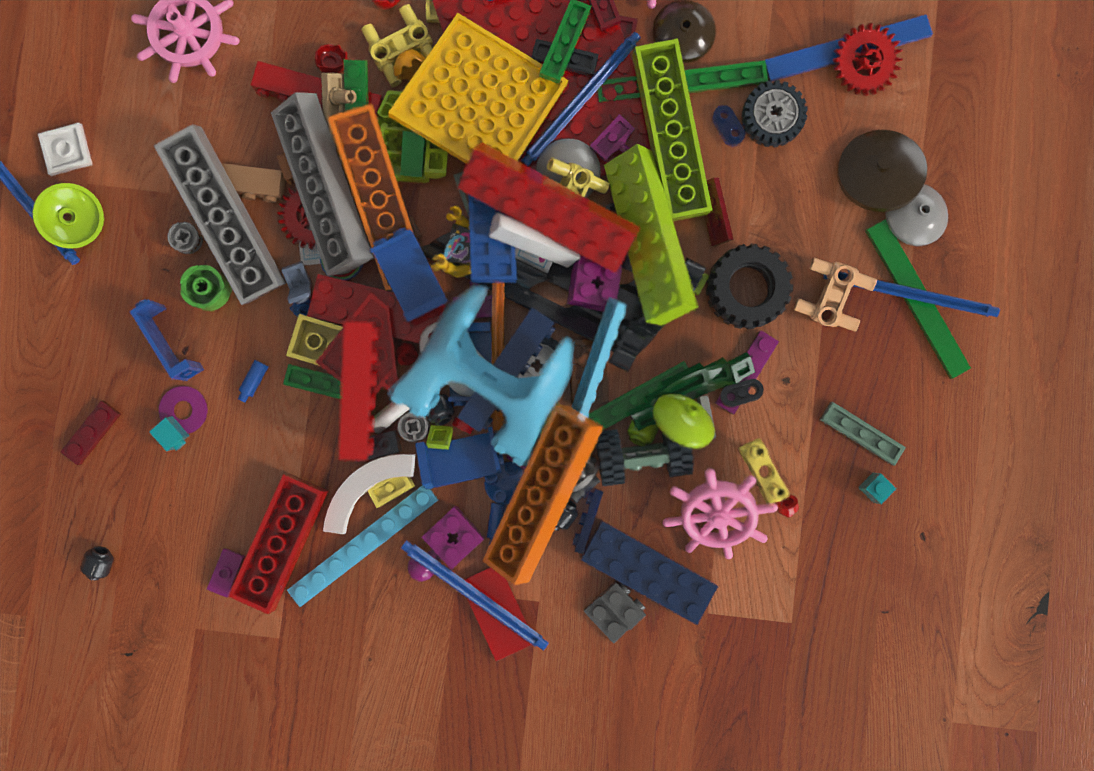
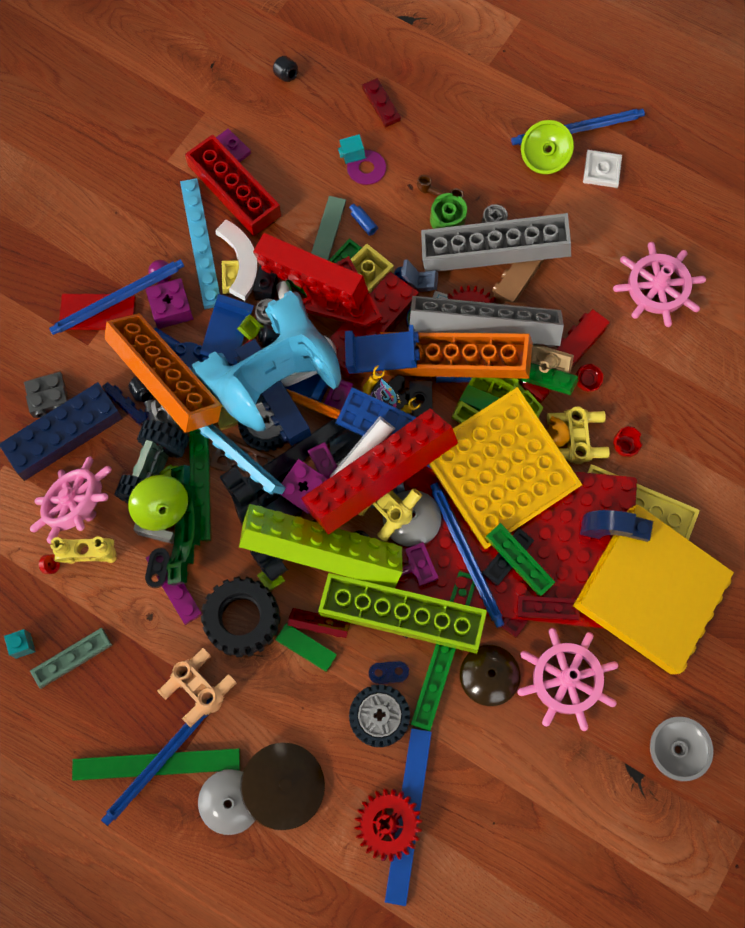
camera: 115 degrees right, 15 degrees down
(143, 315) = (414, 166): blue panel -> none
(176, 333) = (424, 186): none -> reddish brown bar
(281, 413) = (329, 227): none -> sand green tile
(406, 354) = (326, 329): red tile -> none
(427, 217) = (423, 391): none -> black brick
(555, 282) = (322, 459): none -> magenta plate
(743, 213) = (306, 647): none -> green tile

